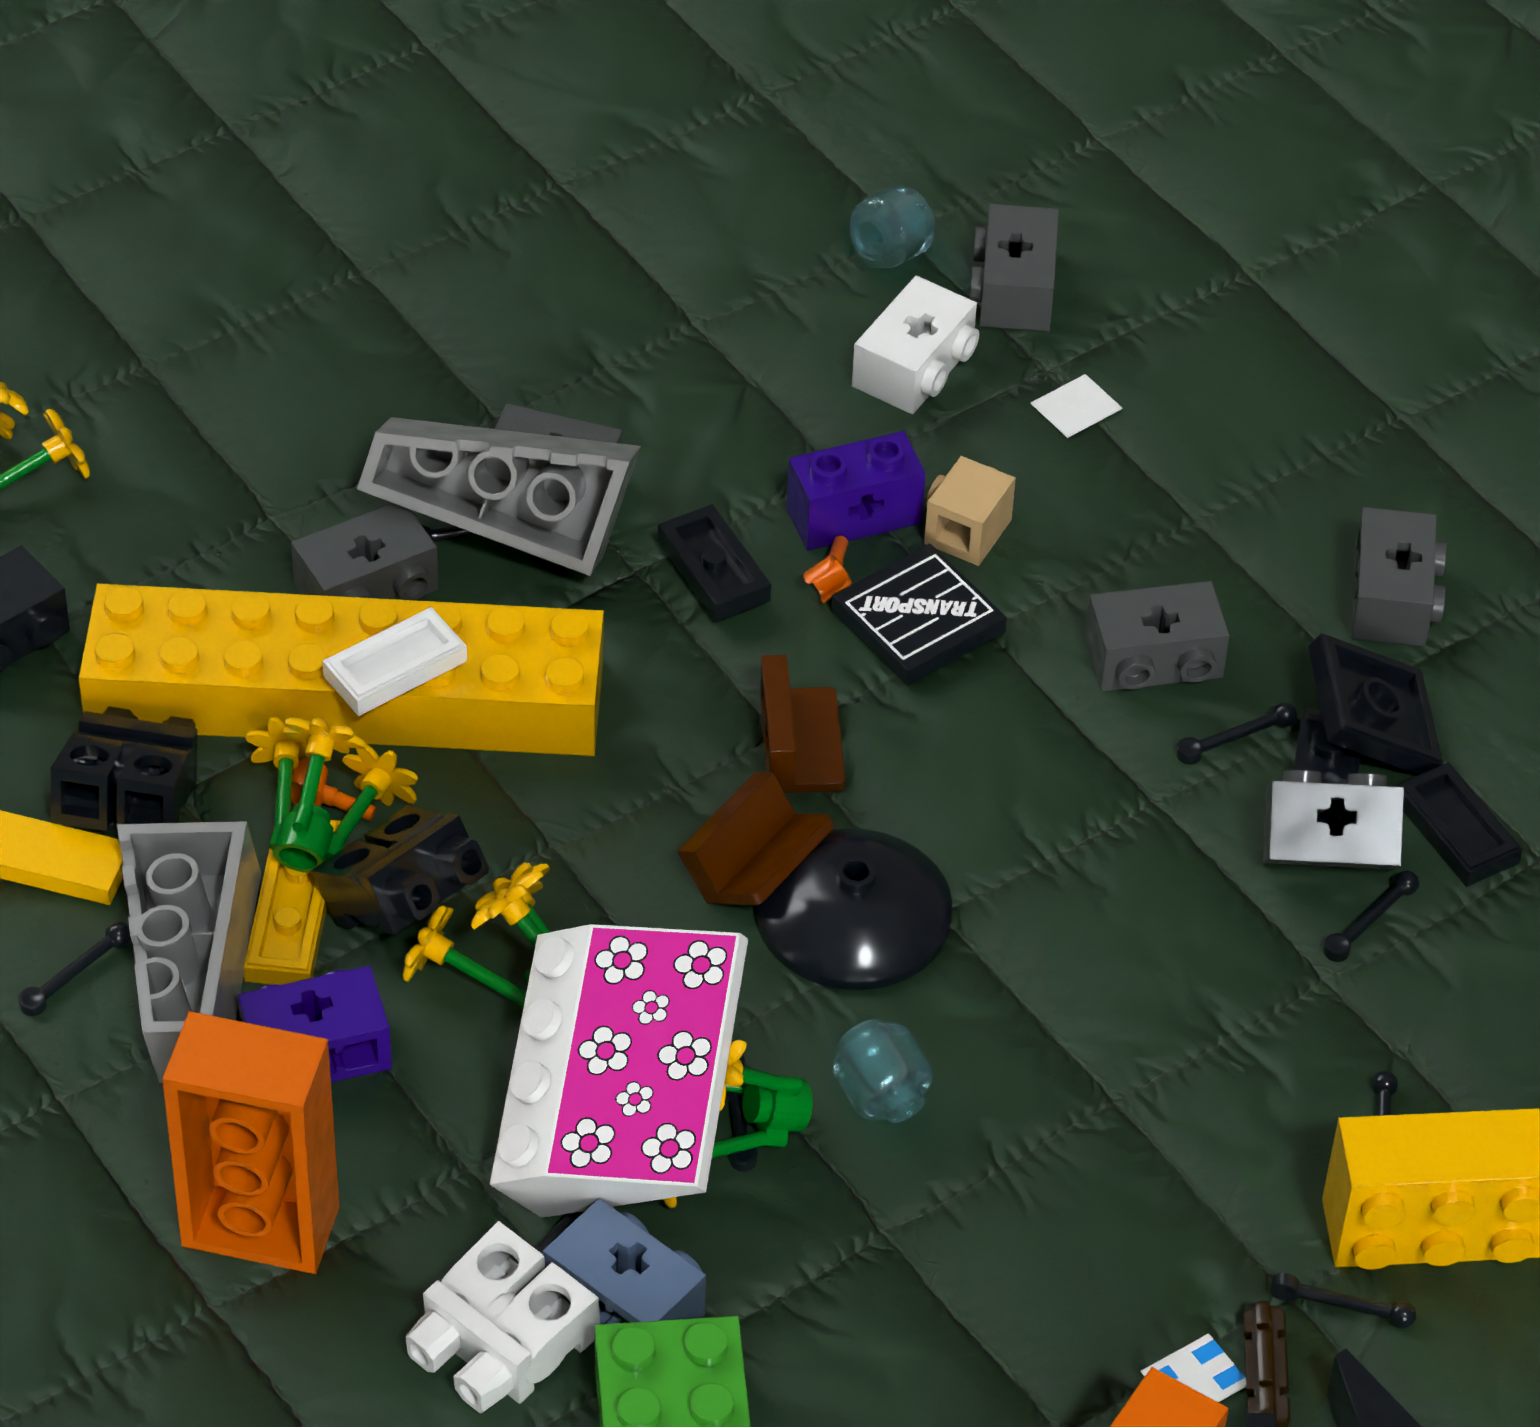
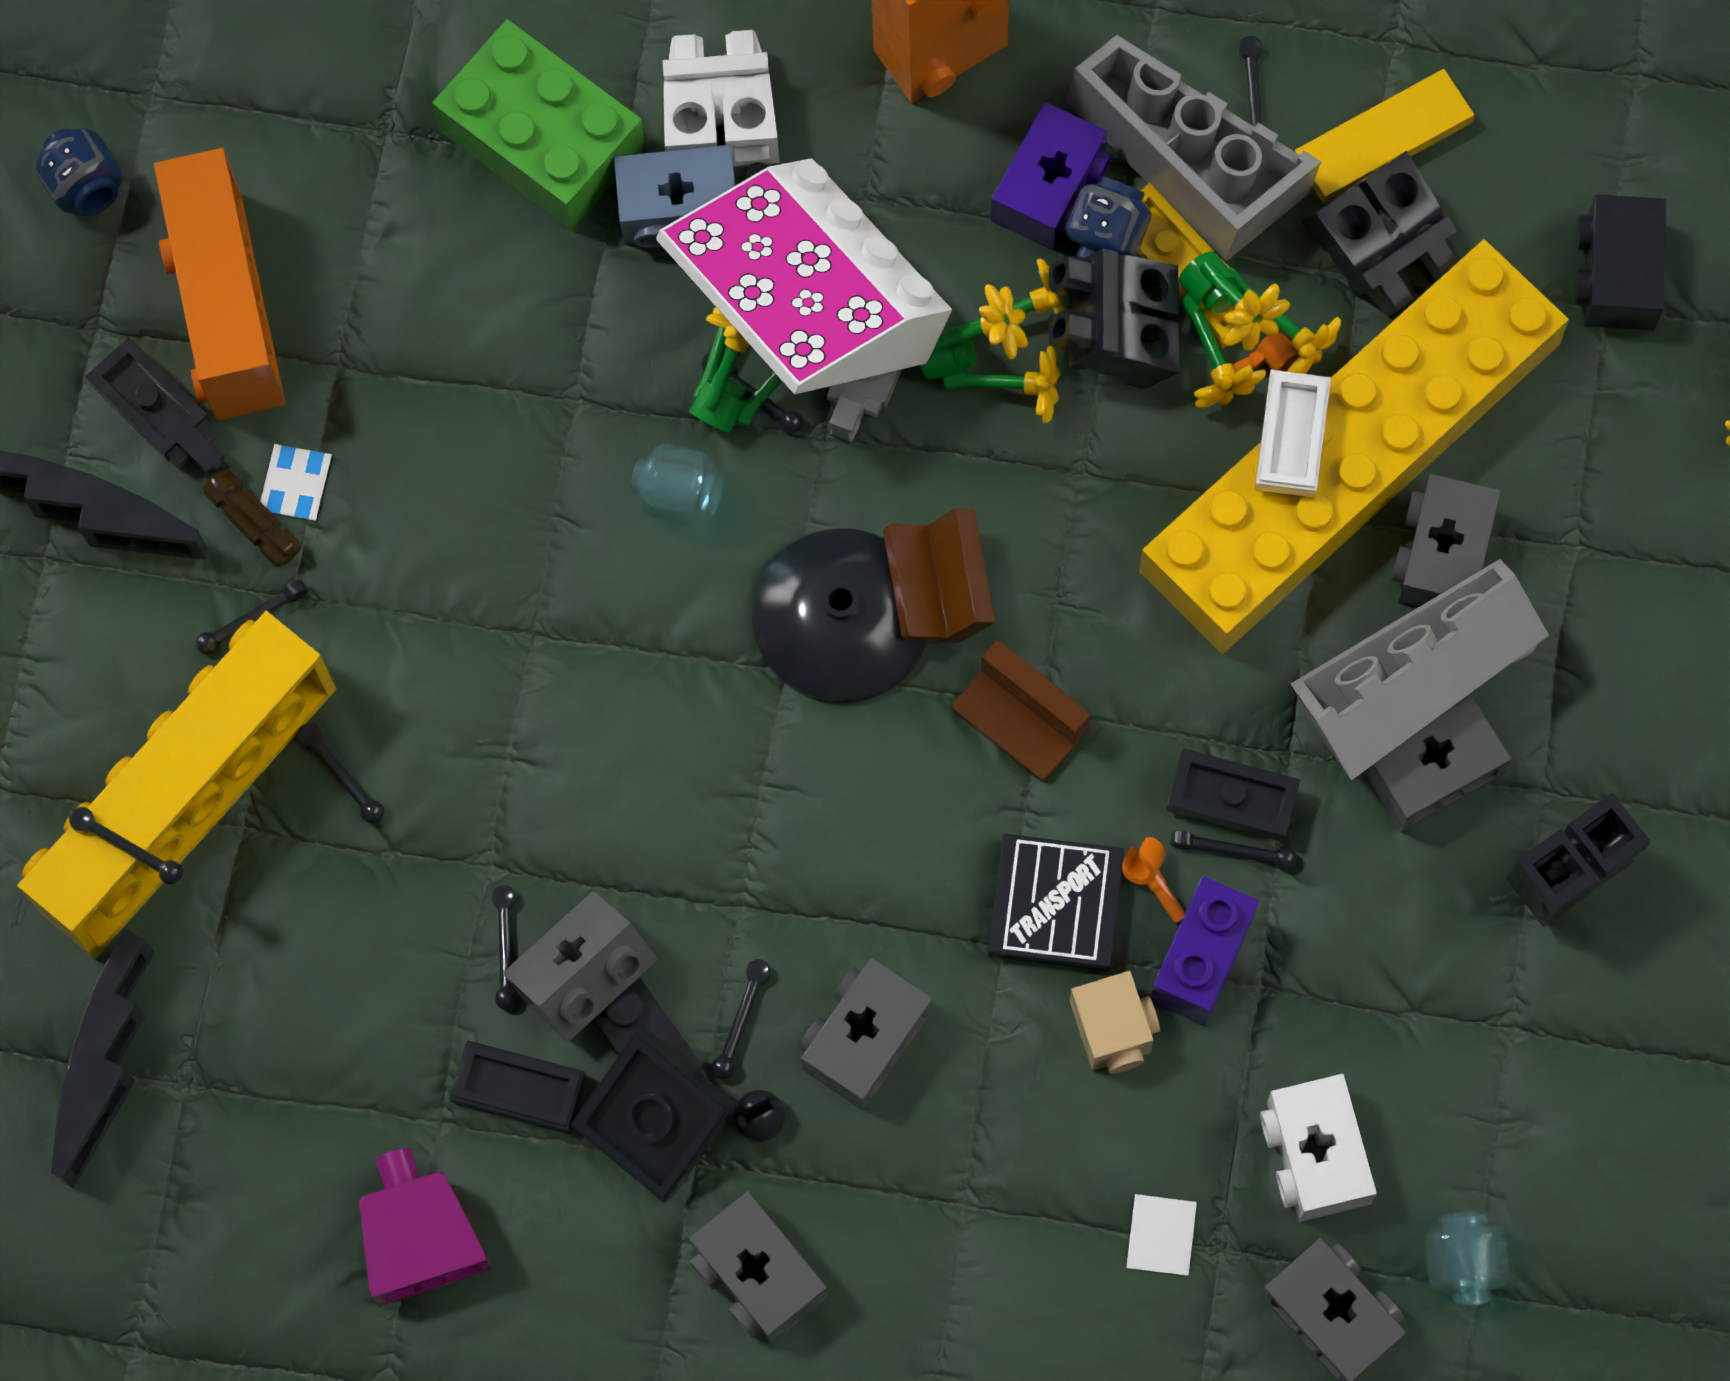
camera: 140 degrees right, 25 degrees up
(322, 935) = (1108, 218): none -> dark blue head
(548, 323) = (1577, 860): none -> black hips
(779, 574) = (1283, 858): none -> black hinge
(1288, 668) = (766, 1125): none -> black hinge

